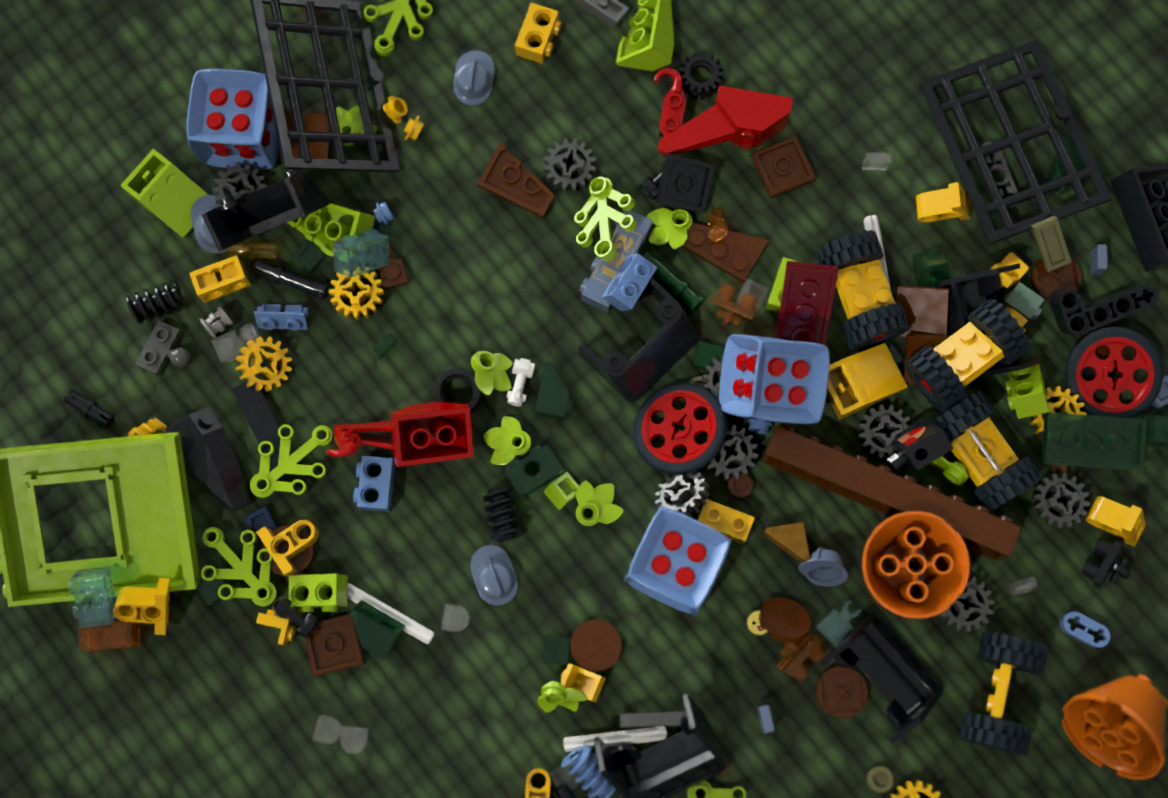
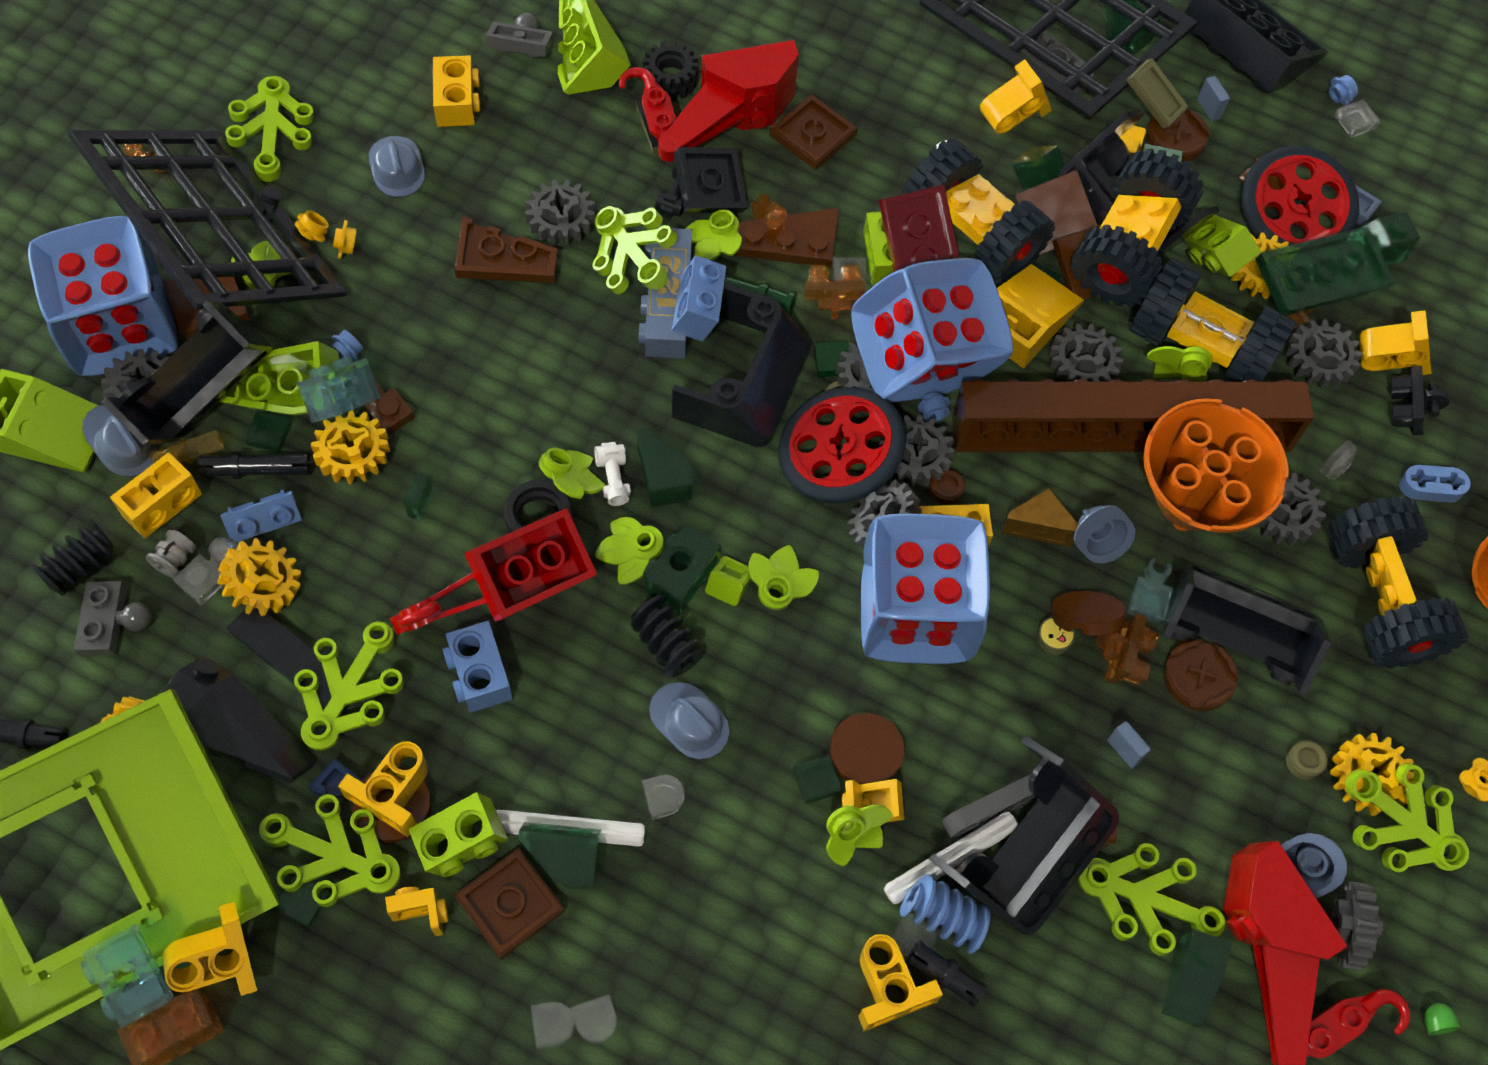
camera: 30 degrees left, 15 degrees down
(305, 624) = (461, 884): black bar -> none
(876, 161) = (917, 87): clear tile -> none
(919, 446) = (1139, 343): black torso -> none
(1106, 306) = (1224, 160): black beam -> none

